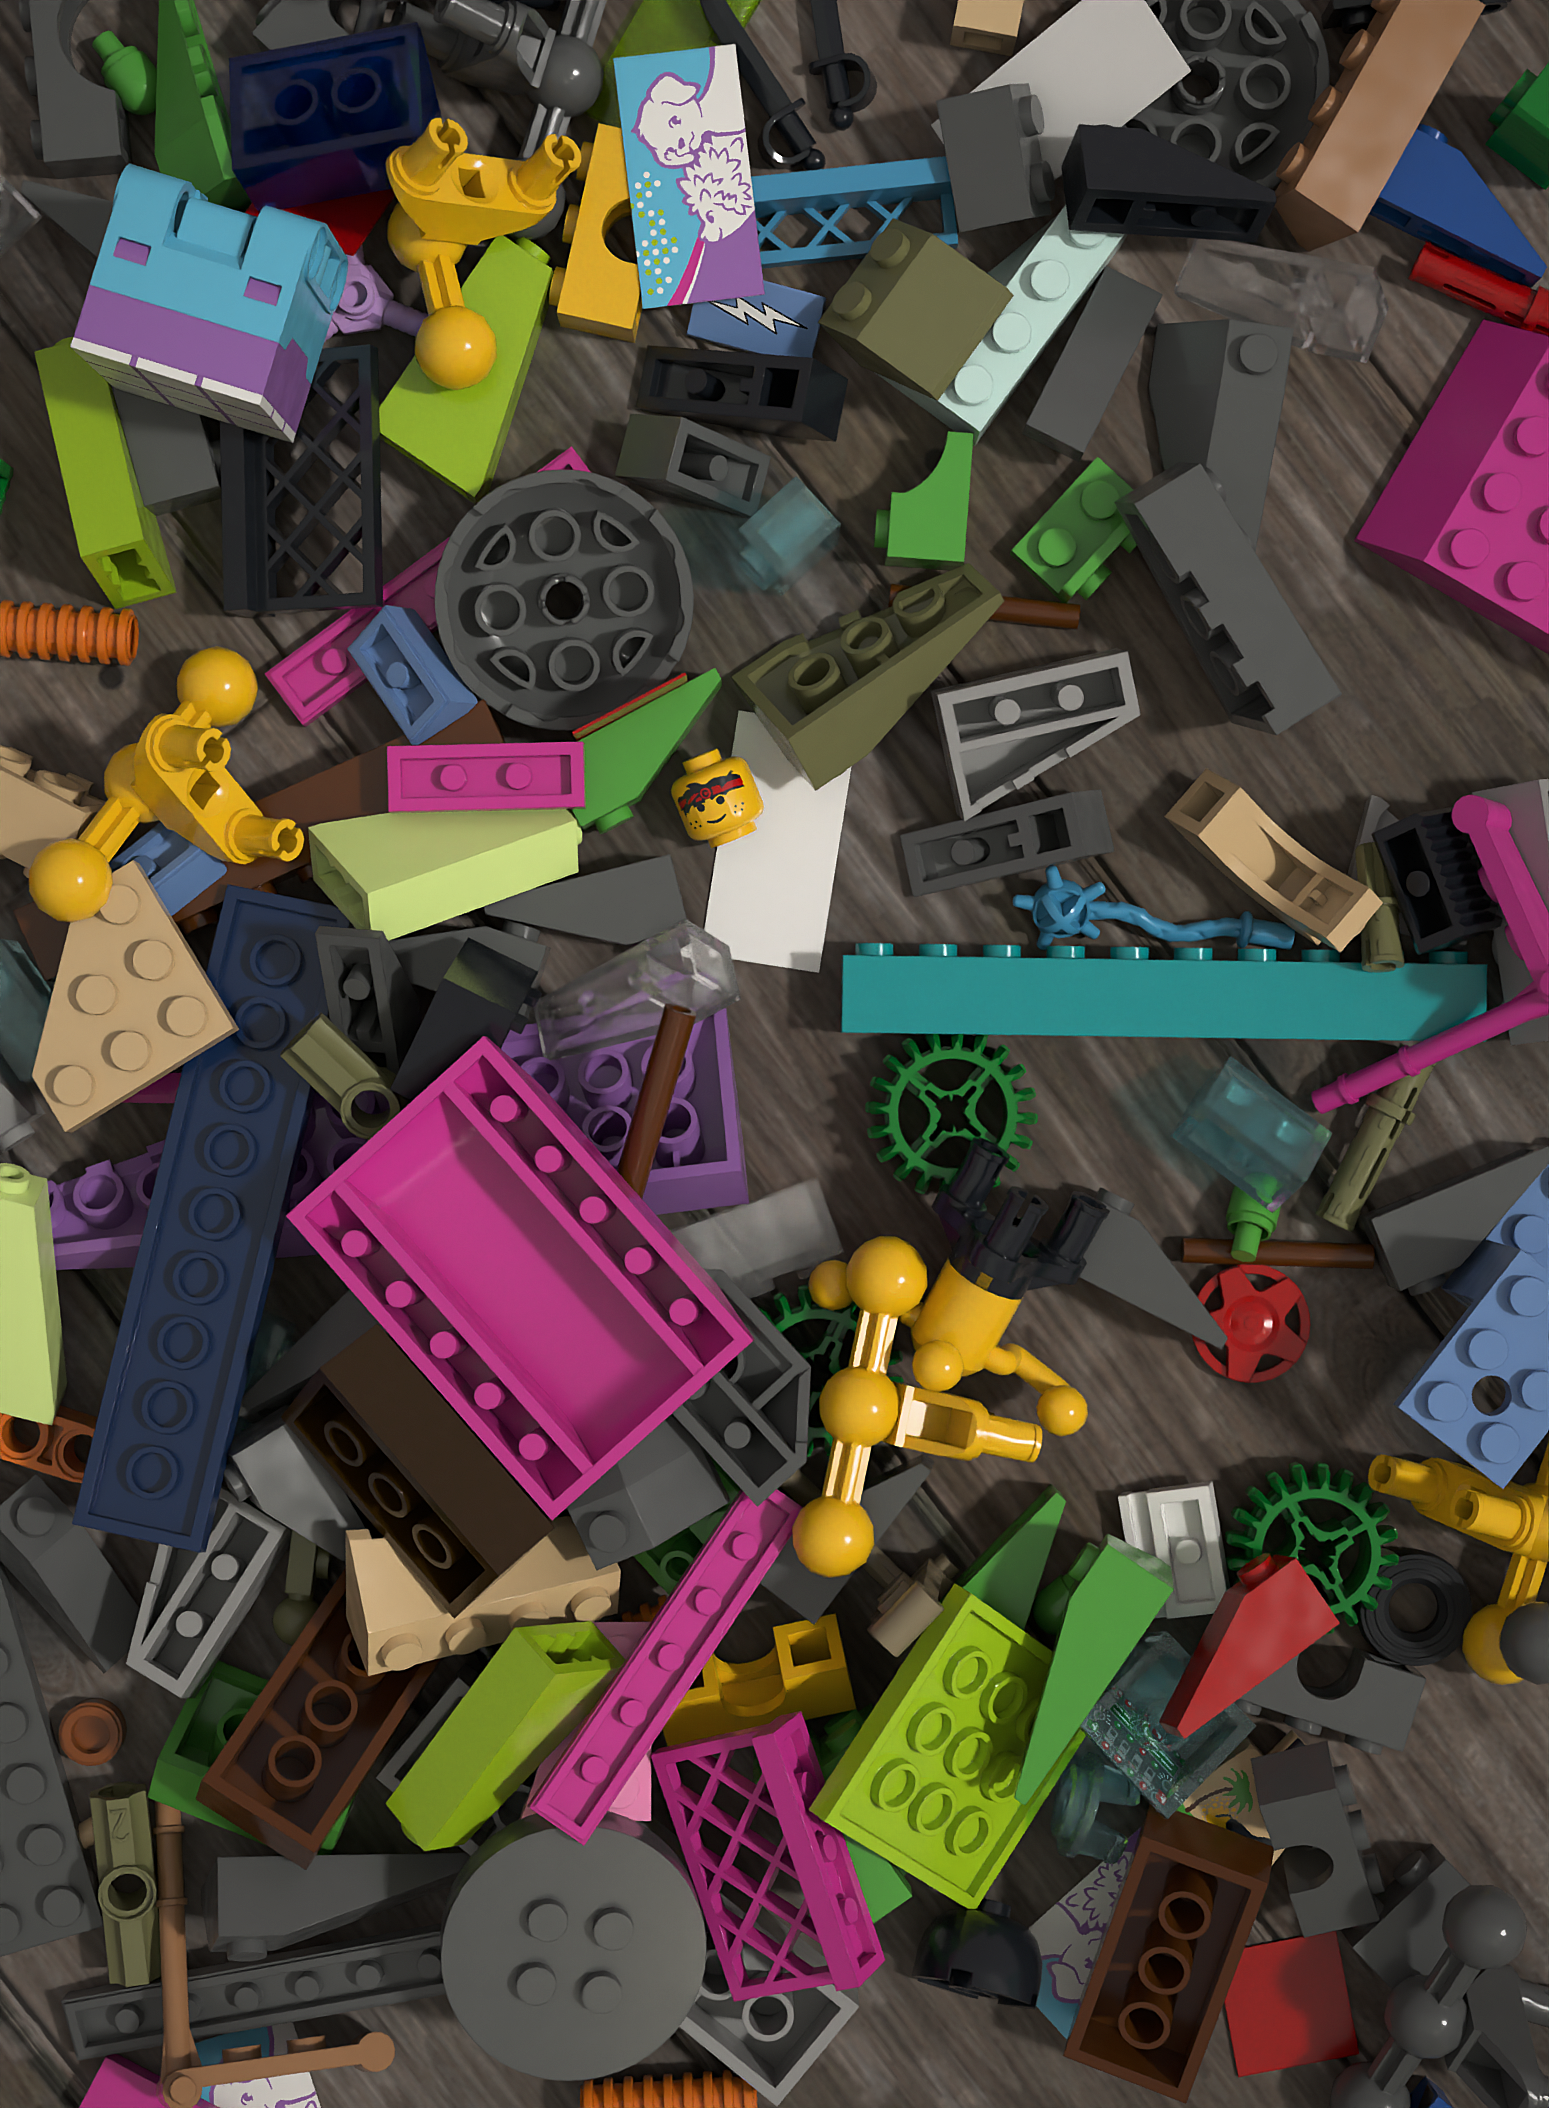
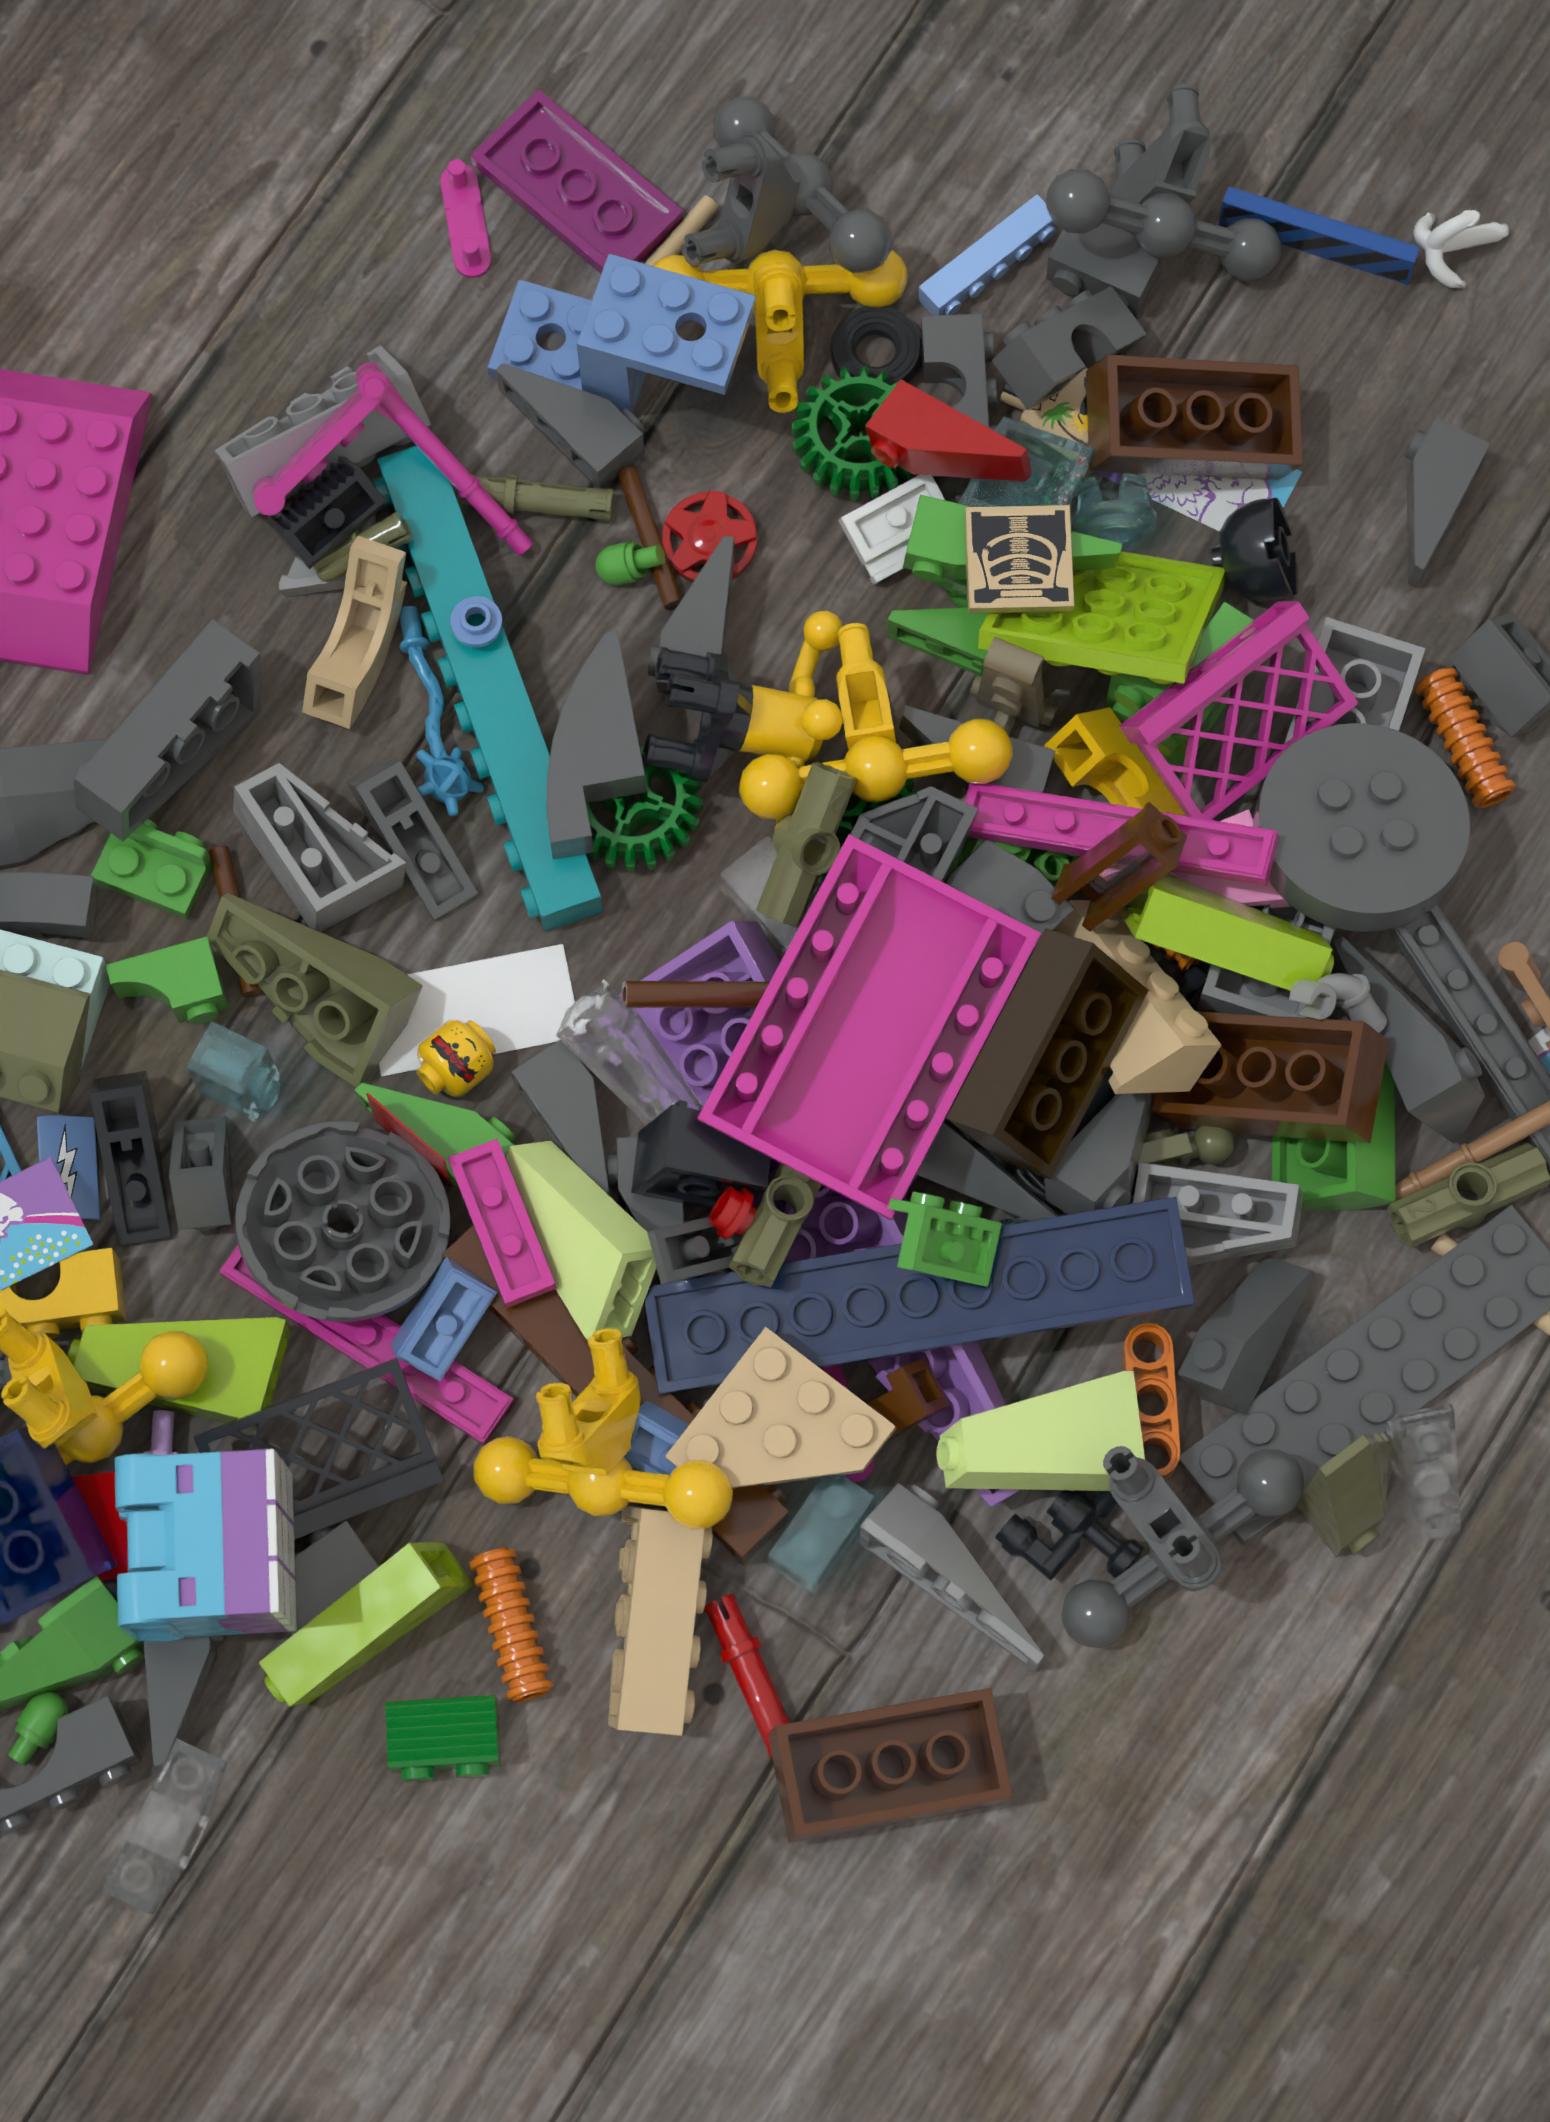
camera: 105 degrees left, 15 degrees down
(92, 1731) = (1366, 1272): dark orange tile -> none
(113, 1154) = (912, 1399): none -> reddish brown leg
(241, 1271) = (948, 1241): none -> bright green bracket
(378, 1844) = (1344, 992): none -> light grey piece
(379, 1039) = (732, 1212): none -> red plate
(609, 1647) = (1123, 864): none -> reddish brown window
(796, 1291) = (806, 844): none -> olive piece
(1017, 1087) = (592, 749): none -> dark grey slope
(1046, 1675) = (1019, 559): none -> tile
(1210, 1013) = (476, 635): none -> medium blue plate
(1251, 1134) = (566, 580): clear light blue brick -> none
(1290, 2005) = (1206, 326): red piece -> none
(1479, 1786) = (987, 258): none -> light blue piece

